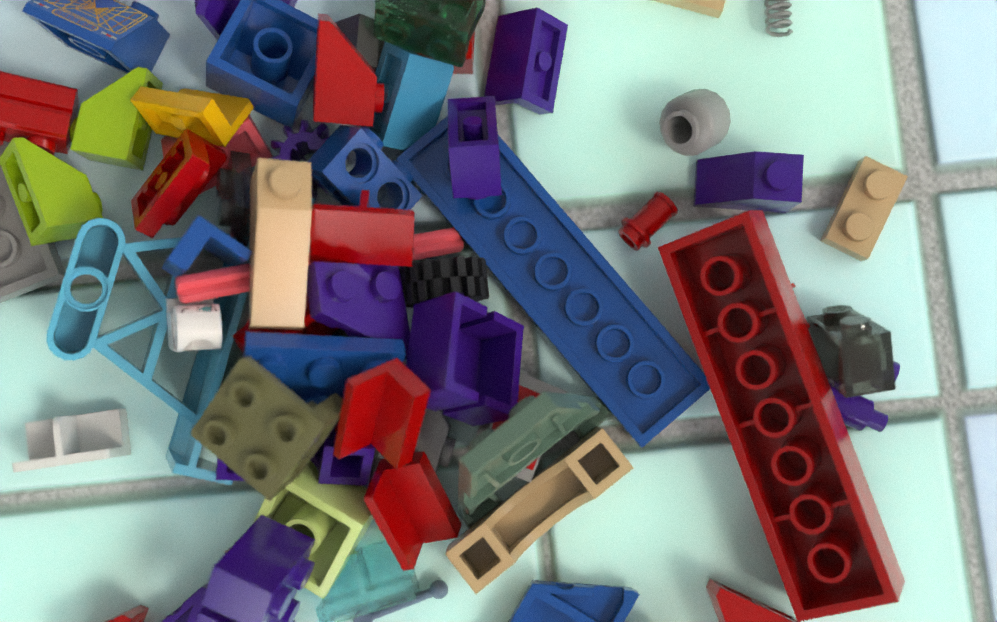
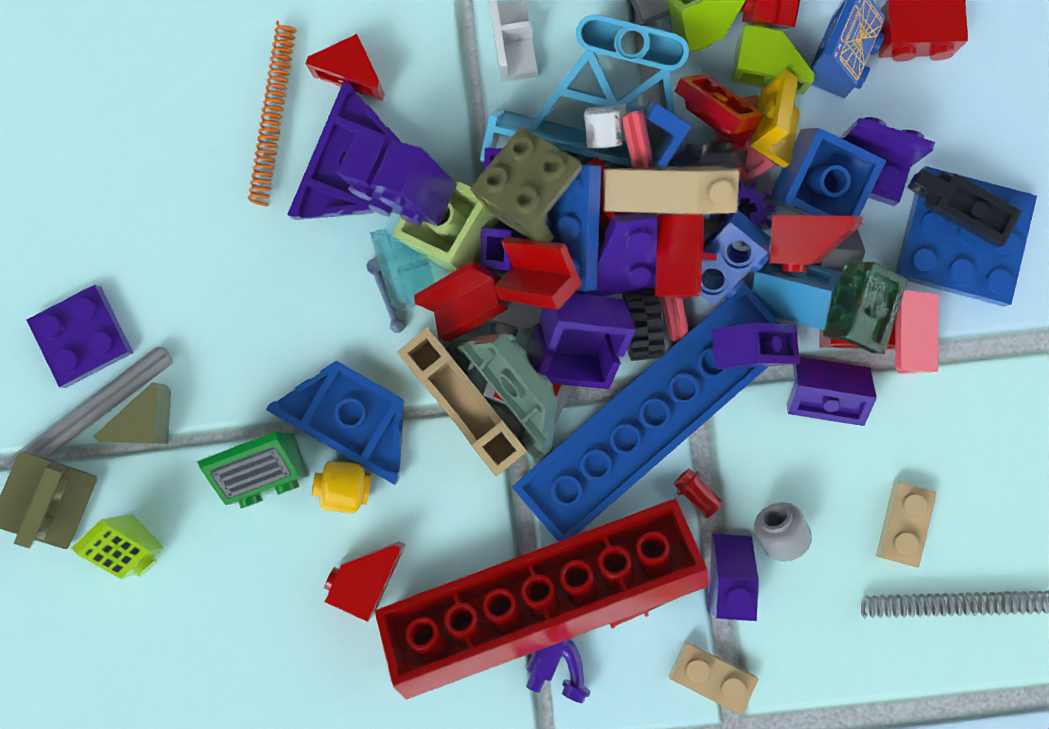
camera: 90 degrees right, 0 degrees up
(853, 351) = (592, 660): clear smoke slope -> none

